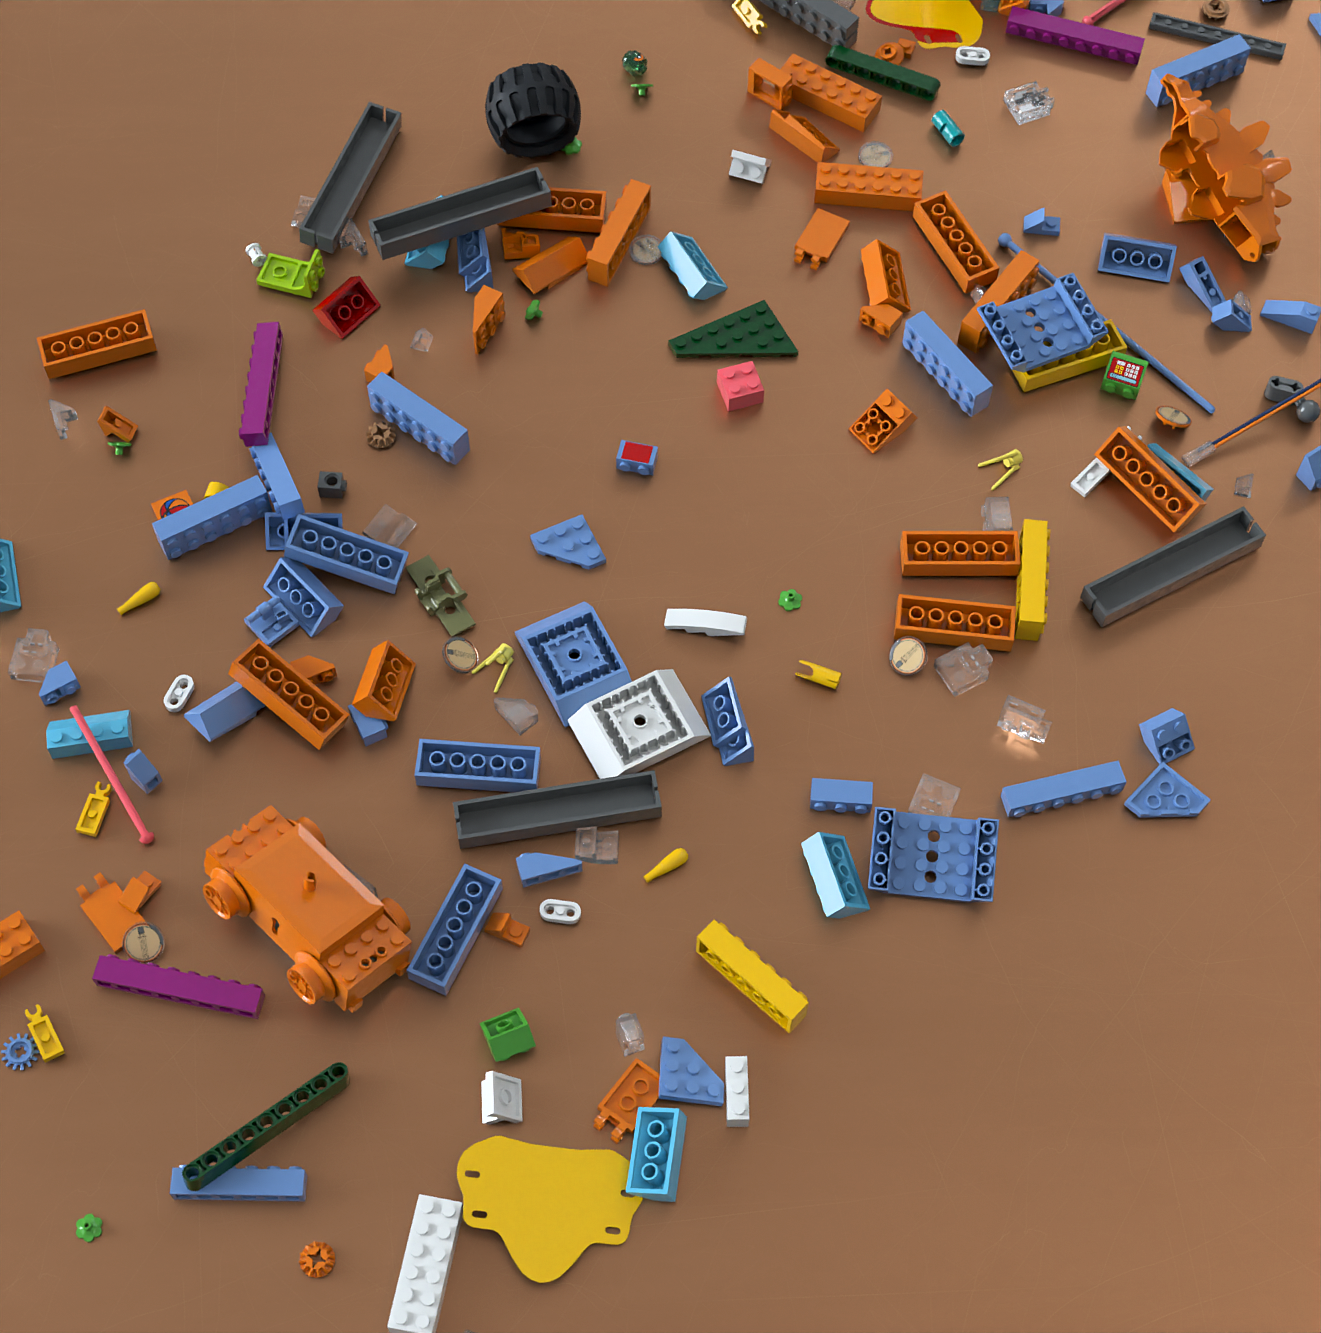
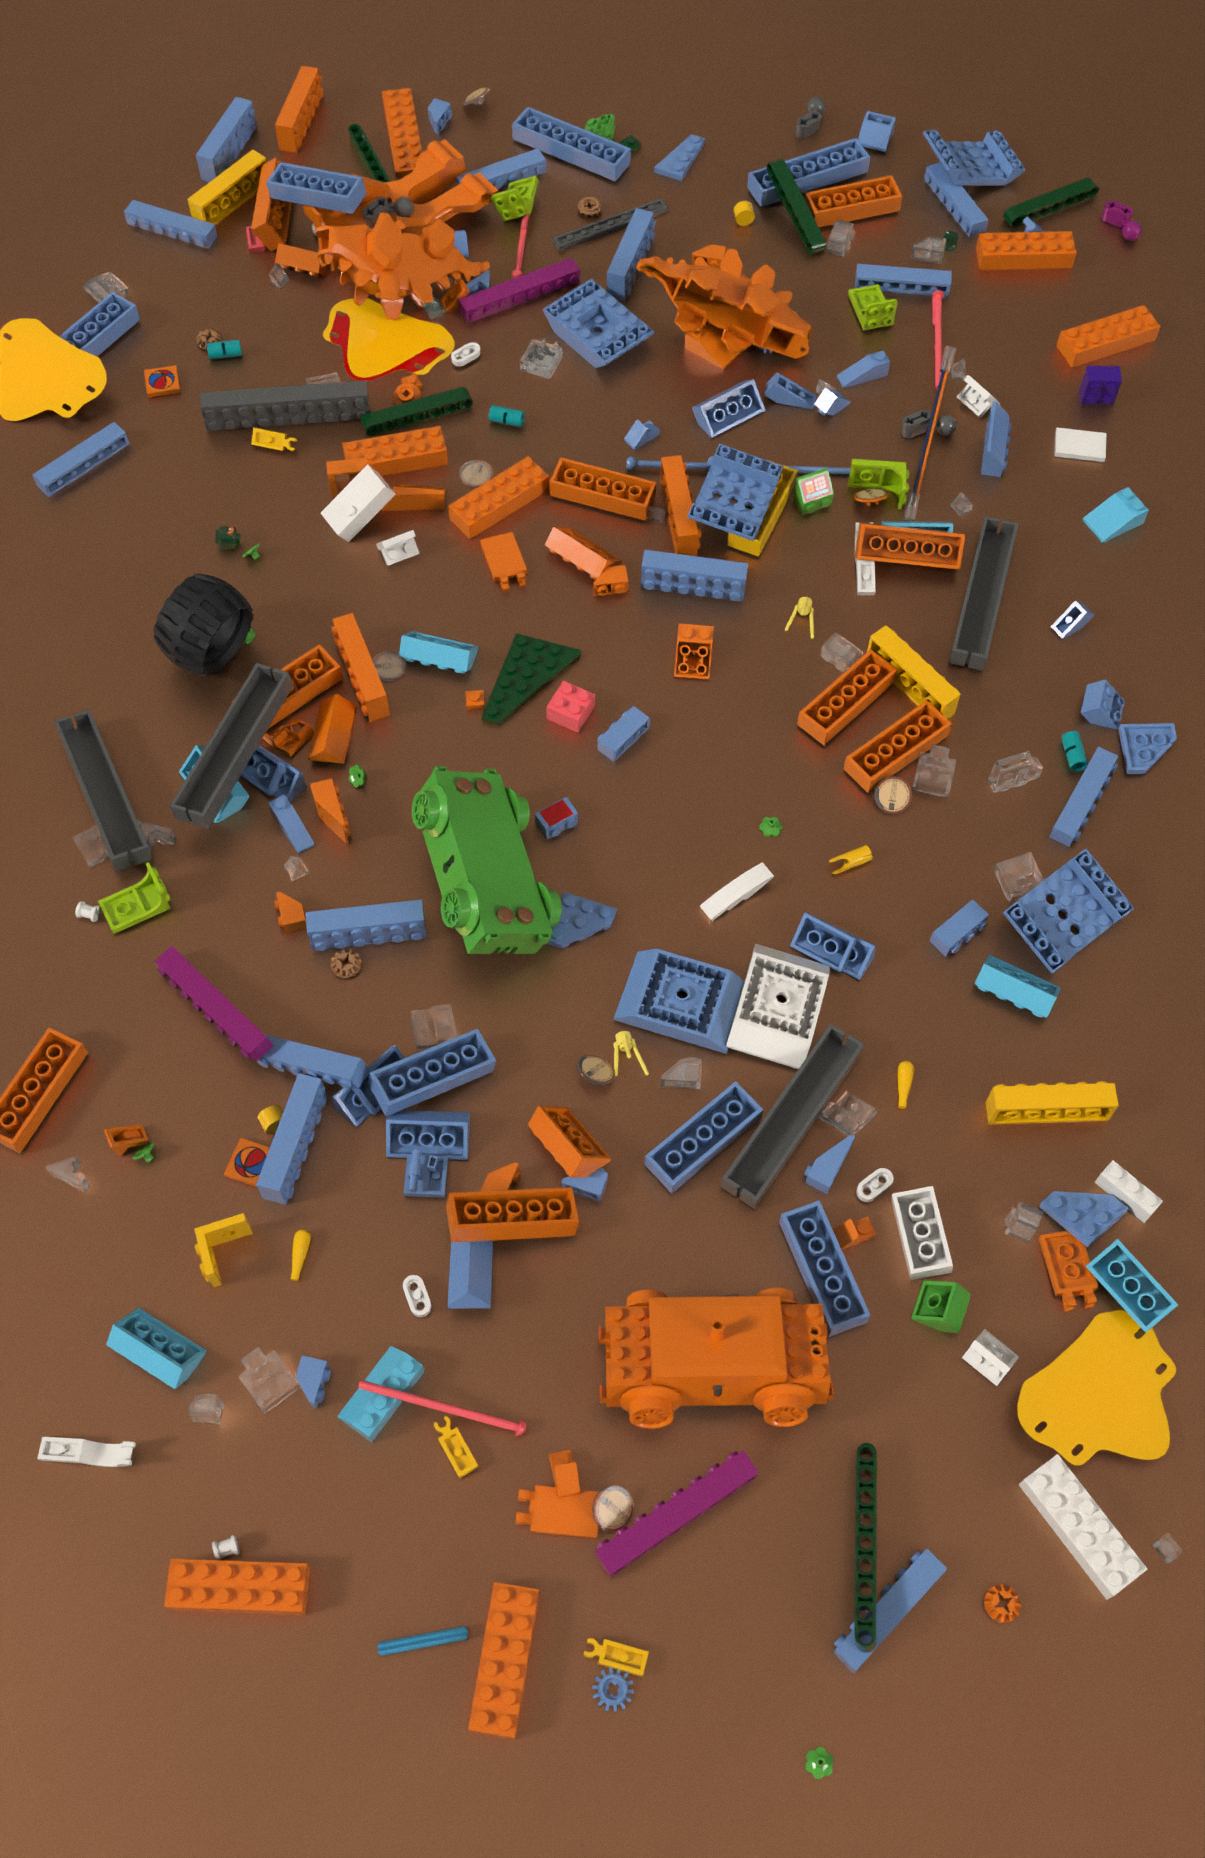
camera: 45 degrees left, 0 degrees up
(87, 537) = (216, 1234): none -> yellow bracket
(142, 771) = (462, 1381): medium blue slope -> none
(329, 478) = (353, 1040): dark grey brick -> none
(346, 306) = (208, 890): red slope -> none
(436, 599) = (527, 1046): olive piece -> none
(450, 305) = (290, 823): none -> medium blue slope
(534, 439) = (482, 862): none -> bright green piece
(551, 972) = (922, 1233): none -> white brick
(679, 324) = (474, 700): none -> orange plate
(750, 108) = (358, 503): none -> white brick
(757, 438) = (623, 733): none -> medium blue brick
(1099, 748) = (1074, 751): none -> teal pin
(1107, 92) = (590, 310): none -> medium blue slope
(1197, 406) = (880, 474): none -> lime bracket
(1226, 649) = (1072, 619): none -> medium blue slope
(1277, 122) = (711, 254): none -> orange slope

